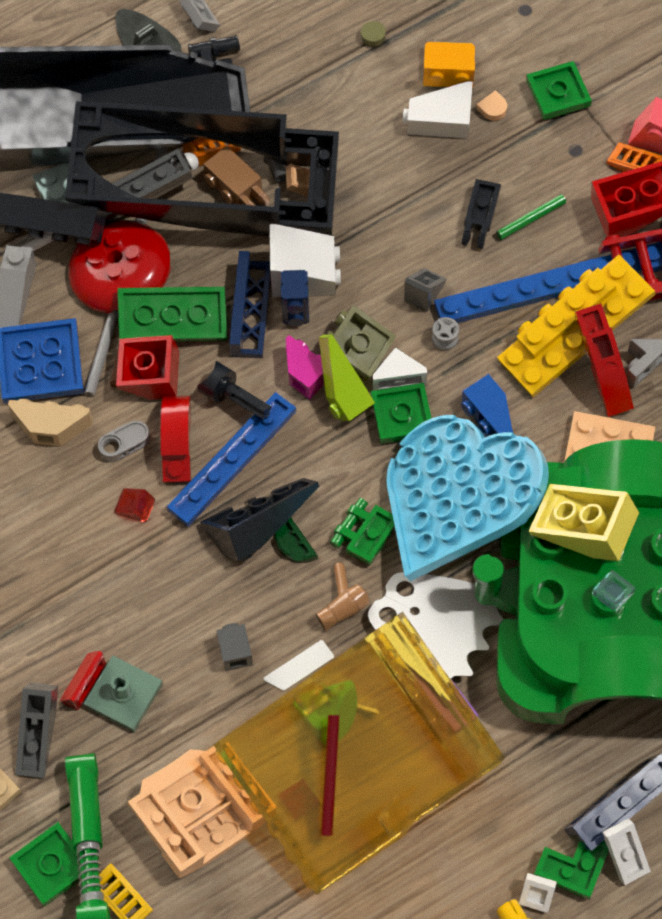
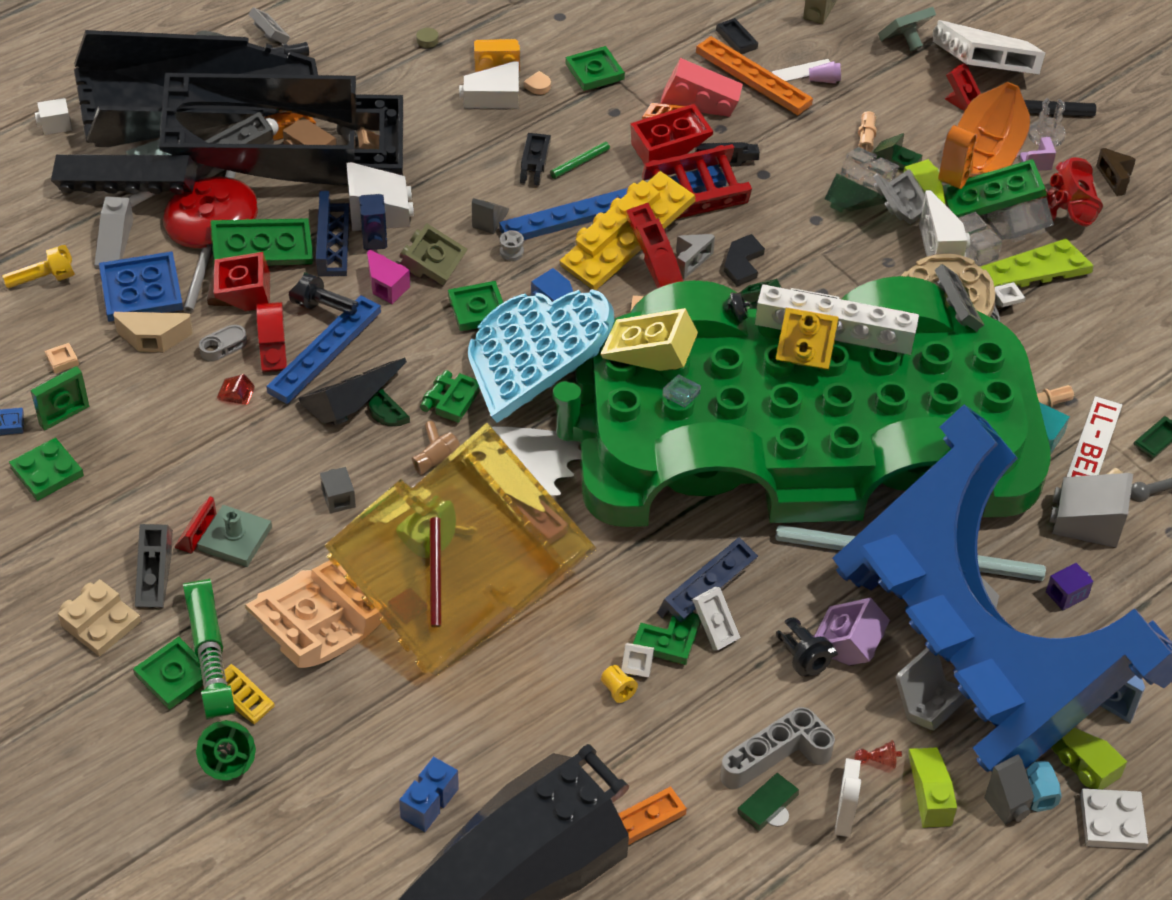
camera: 10 degrees left, 15 degrees down
(342, 384) = (421, 281): lime slope -> none
(399, 371) = (471, 272): white slope -> none

